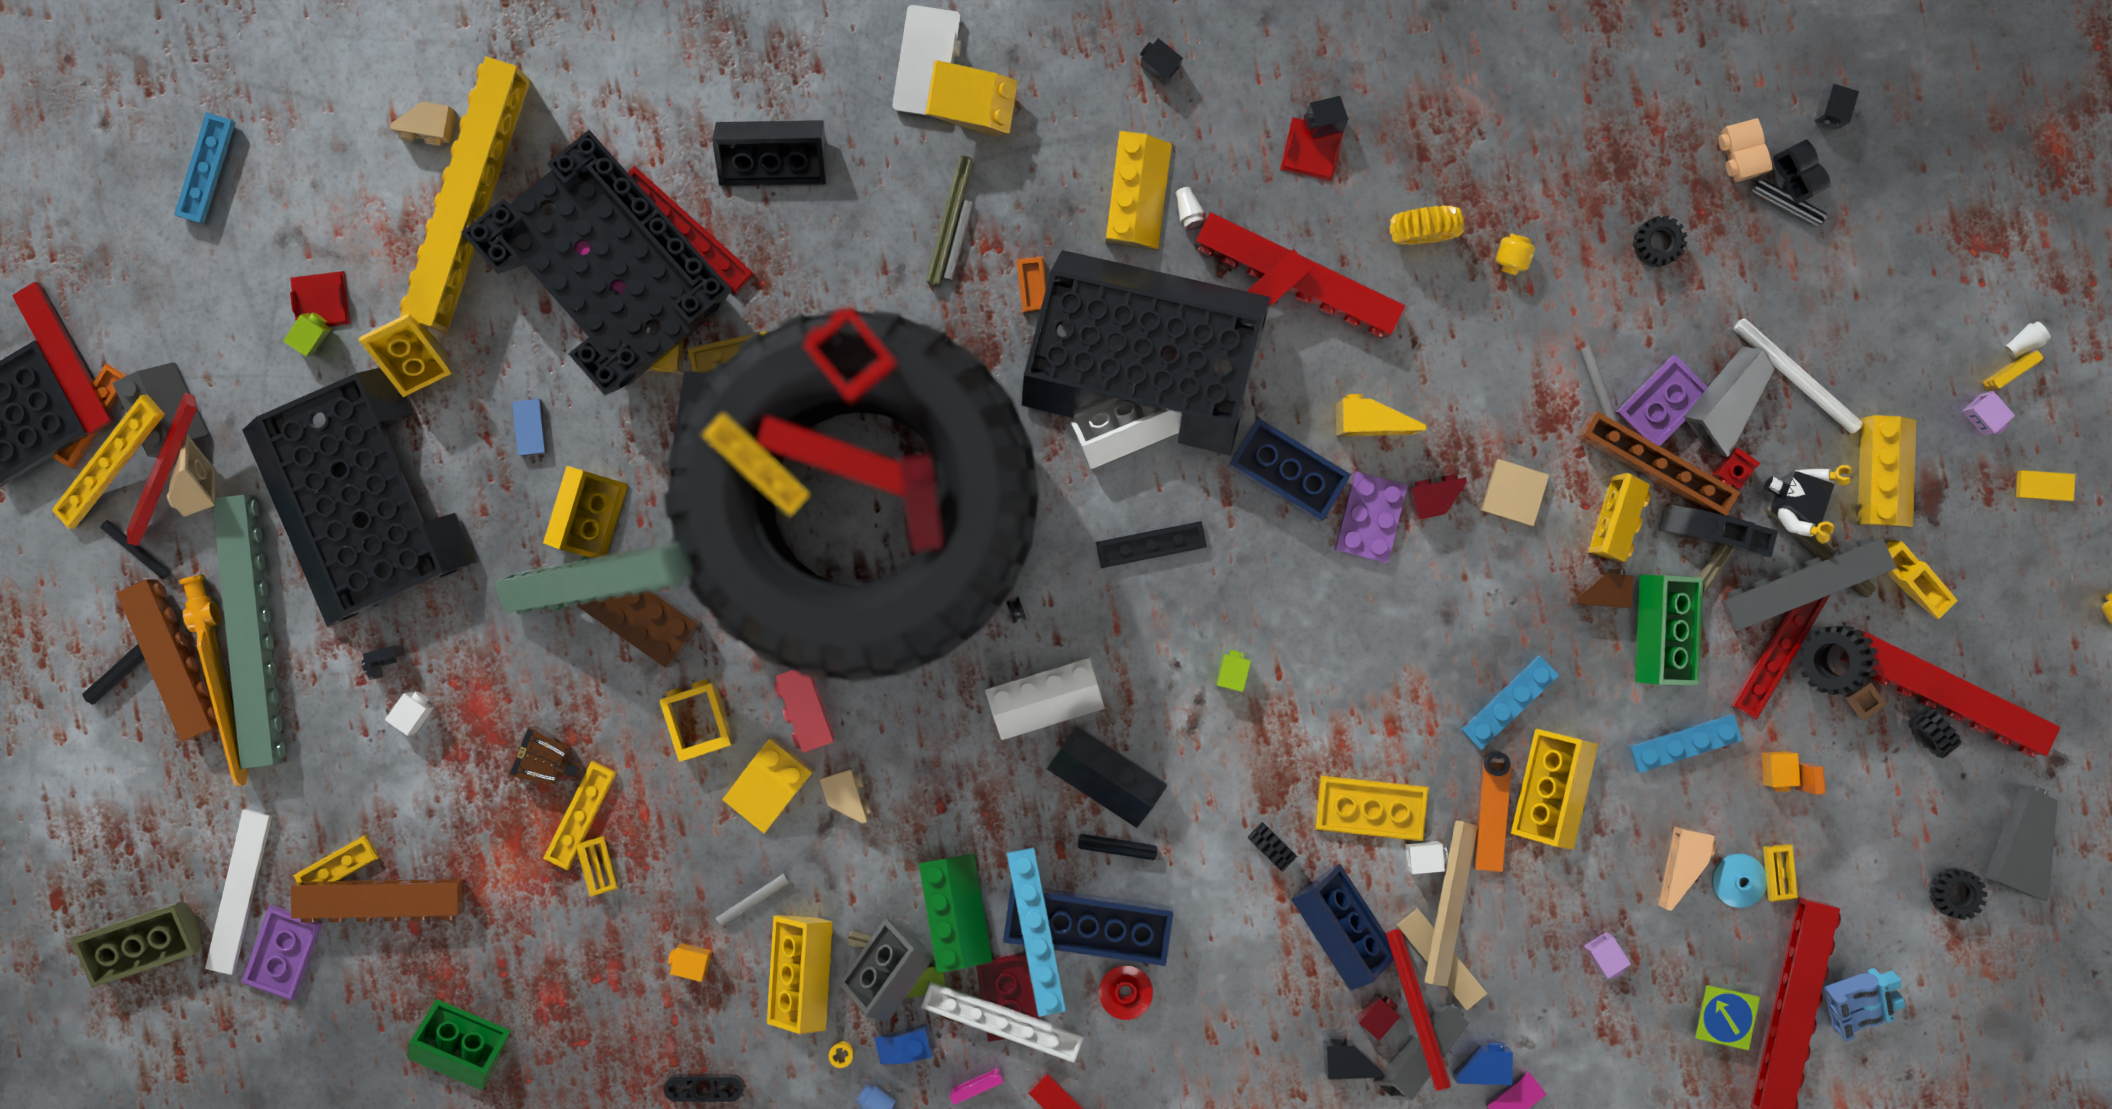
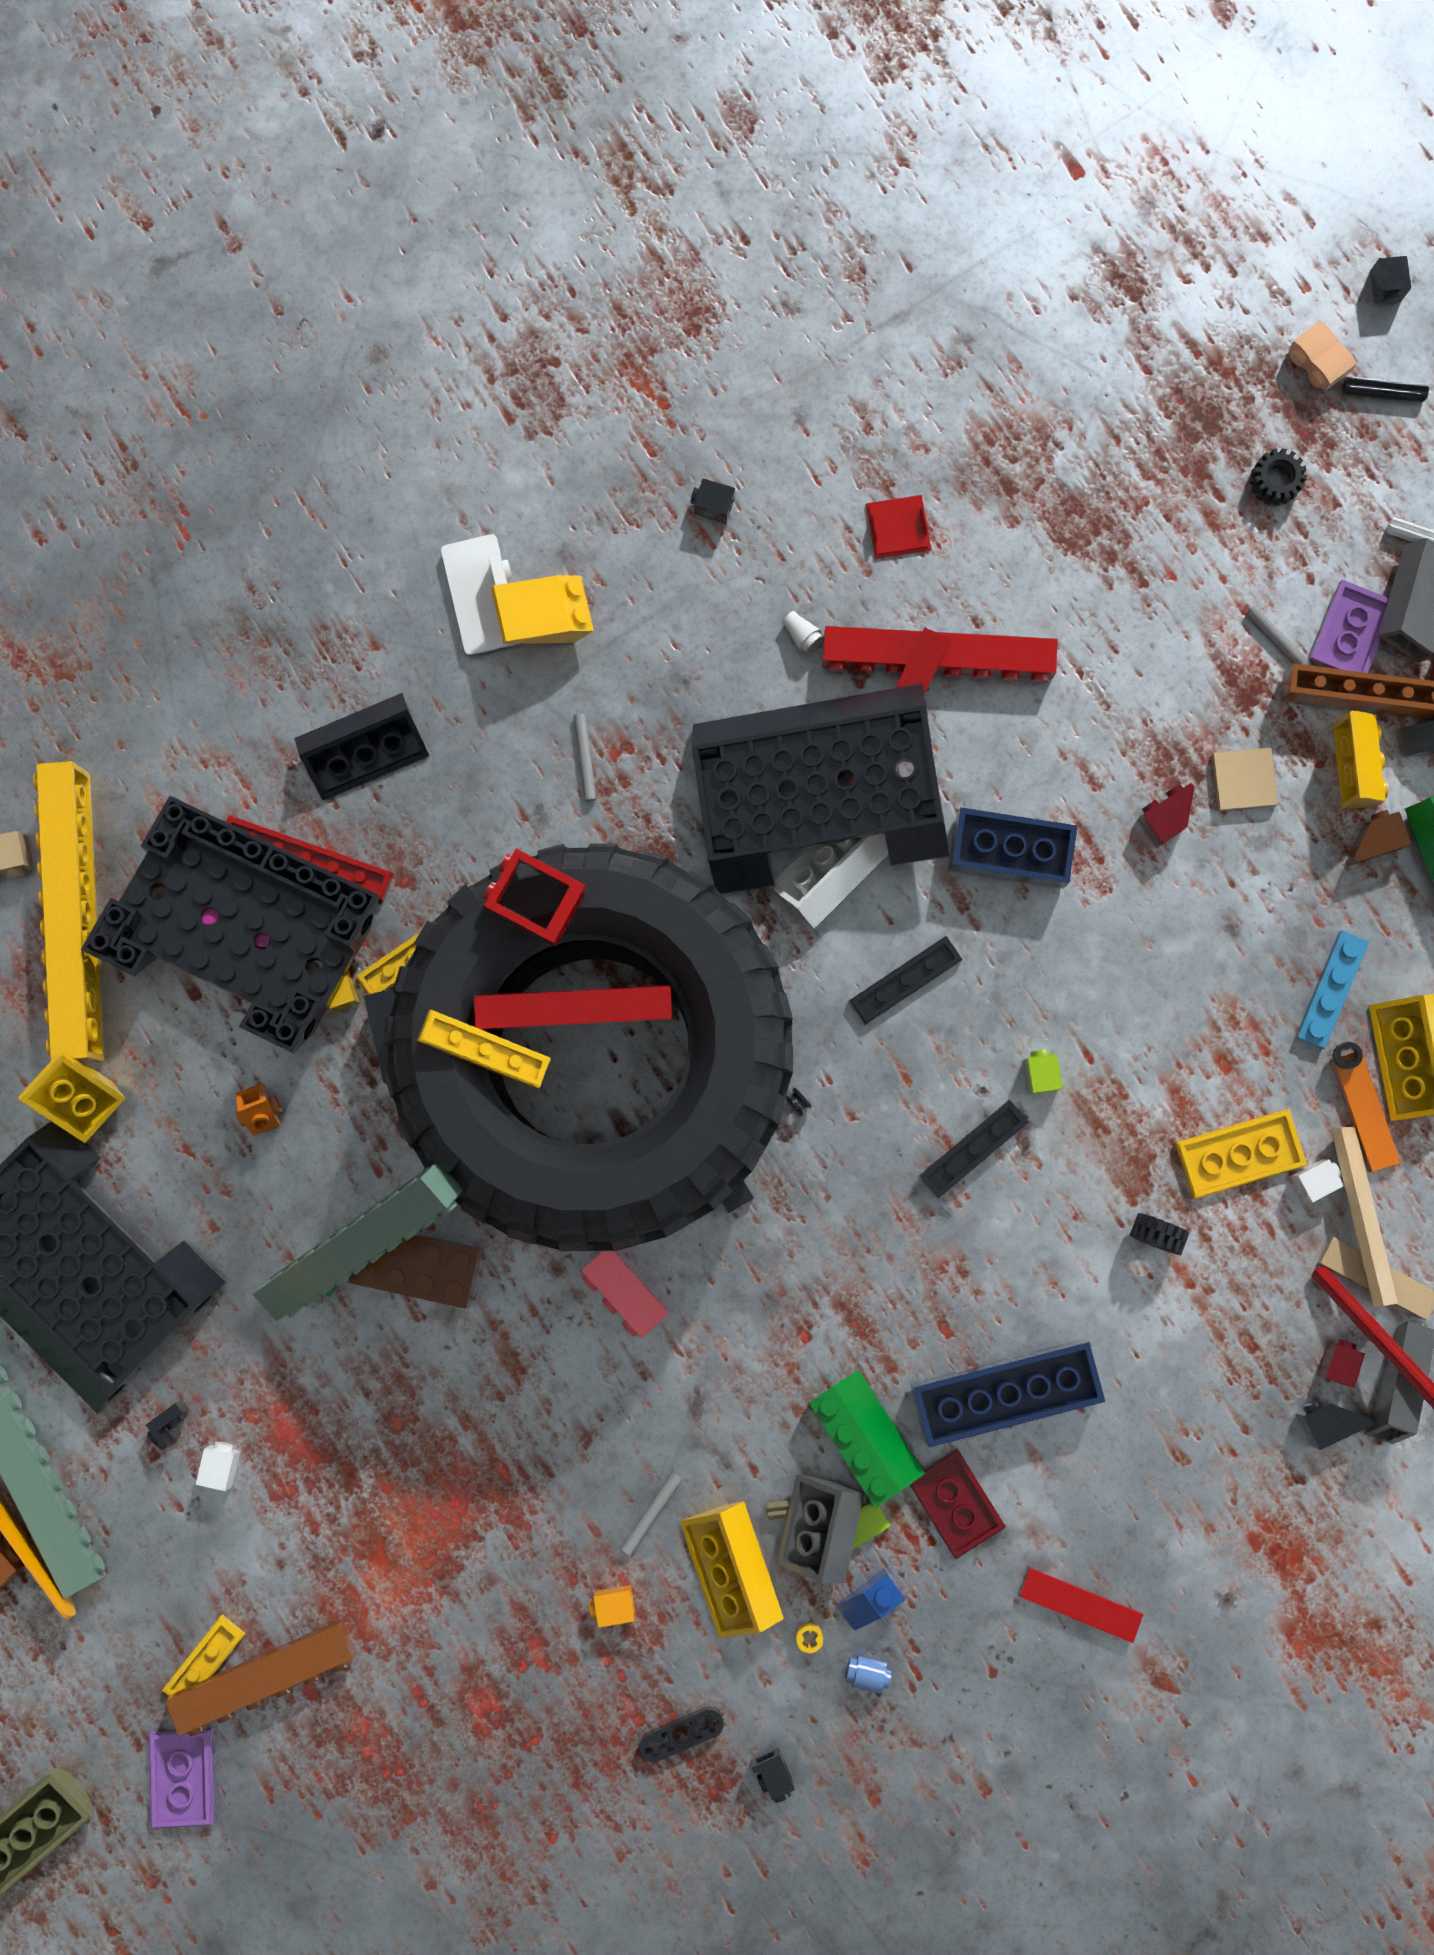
camera: 20 degrees left, 5 degrees down
(238, 891) = (111, 1732): white tile -> none
(458, 1044) = (406, 1797): green slope -> none
(529, 427) = (222, 1117): medium blue tile -> none
(543, 758) = (376, 1456): reddish brown torso -> none
(559, 428) = (257, 1109): none -> orange brick
(580, 815) = (437, 1501): yellow tile -> none
(585, 513) = (318, 1184): yellow slope -> none
(586, 867) = (467, 1554): yellow tile -> none
(720, 716) = (541, 1372): yellow window -> none
(768, 784) = (618, 1387): yellow slope -> none
(844, 794) = (701, 1364): tan slope -> none
(920, 503) = (668, 1017): dark red slope -> none
(932, 669) = (738, 1197): none -> black plate
(949, 220) = (568, 741): olive axle -> none
(976, 1085) = (963, 1611): dark pink tile -> none
(1002, 1021) = (961, 1532): white tile -> none
(1031, 283) = (677, 770): orange tile -> none
(1036, 931) = (959, 1422): medium azure plate -> none
(1044, 698) = (865, 1179): white slope -> none
(1107, 776) = (961, 1233): black slope -> none
(1117, 847) = (1002, 1301): black axle -> none
(1125, 1006) = (1087, 1456): red dish -> none
(1138, 191) = (744, 636): yellow slope -> none
(1147, 710) = (973, 1149): none -> black plate
(1325, 117) = (899, 489): black brick -> none
(1344, 927) = (1268, 1286): dark blue slope -> none
(1370, 418) = (1072, 762): yellow slope -> none
(1371, 517) = (1113, 862): medium lavender plate -> none
(1427, 225) = (1044, 552): yellow gear -> none
(1515, 253) = (1142, 545): yellow head -> none
(1802, 171) = (1386, 354): black brick -> none

